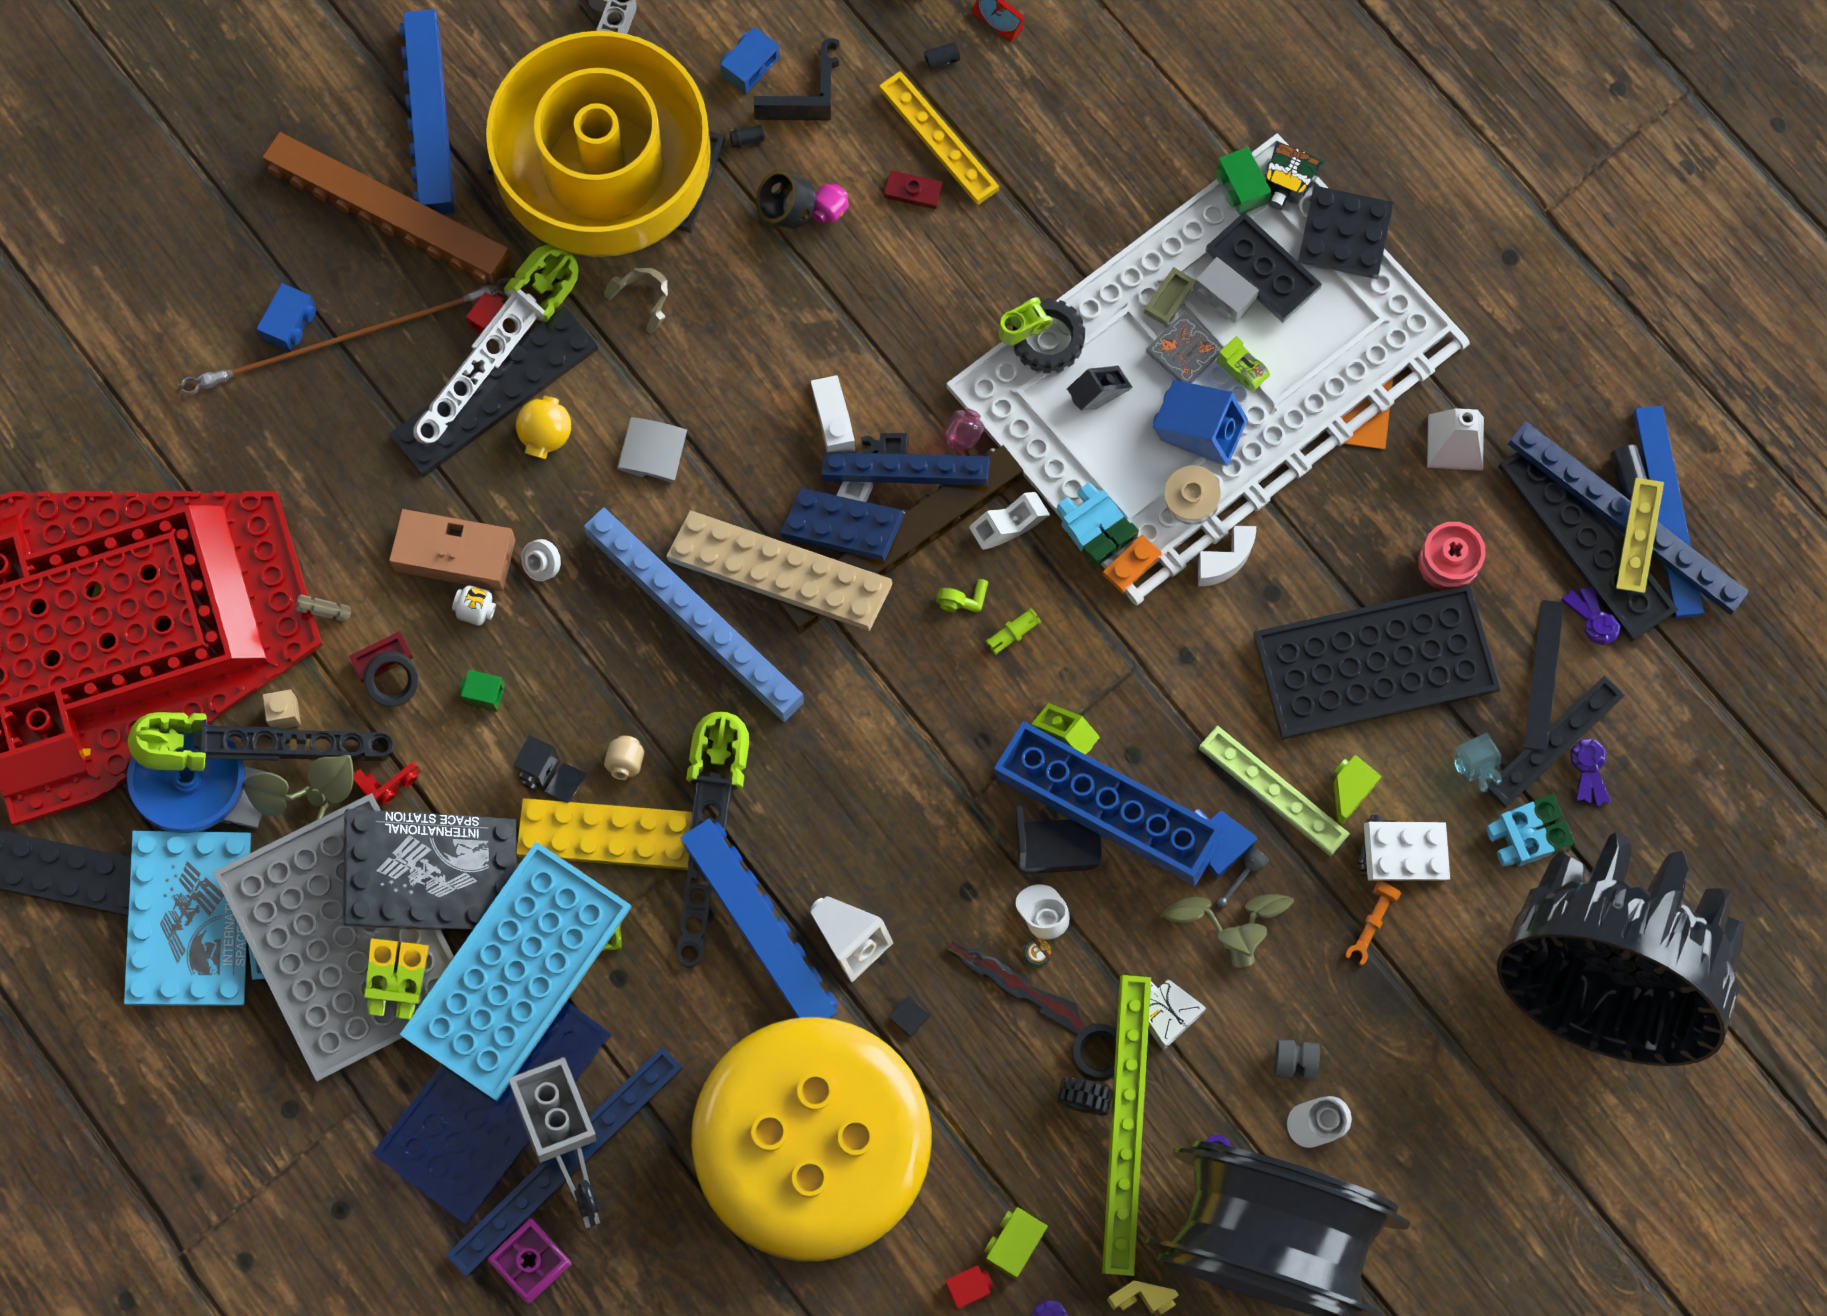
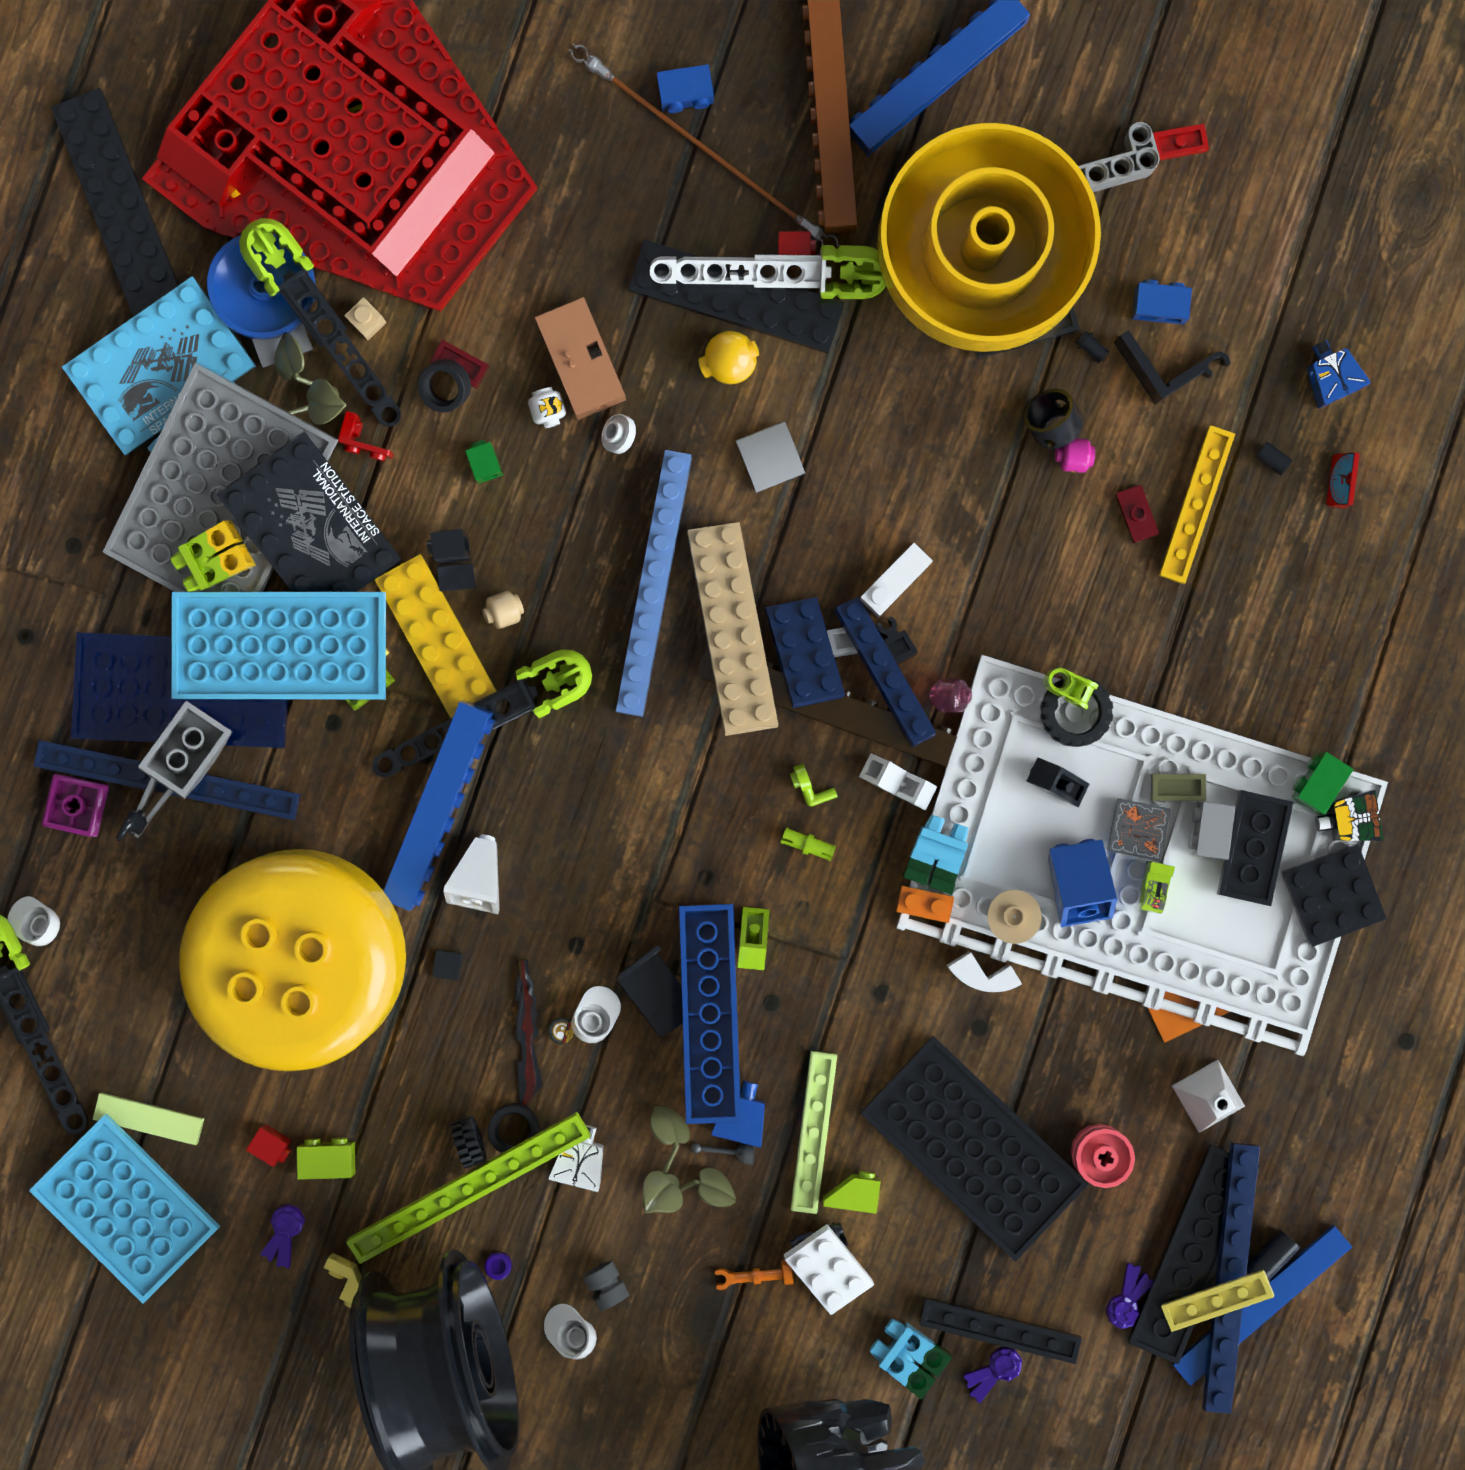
camera: 55 degrees right, 15 degrees up
(323, 608) = (466, 291): dark tan axle -> none
(656, 281) = (916, 360): dark tan helmet -> none
(1479, 760) = (943, 1279): clear light blue brick -> none
(1544, 675) = (1051, 1288): black sticker -> none

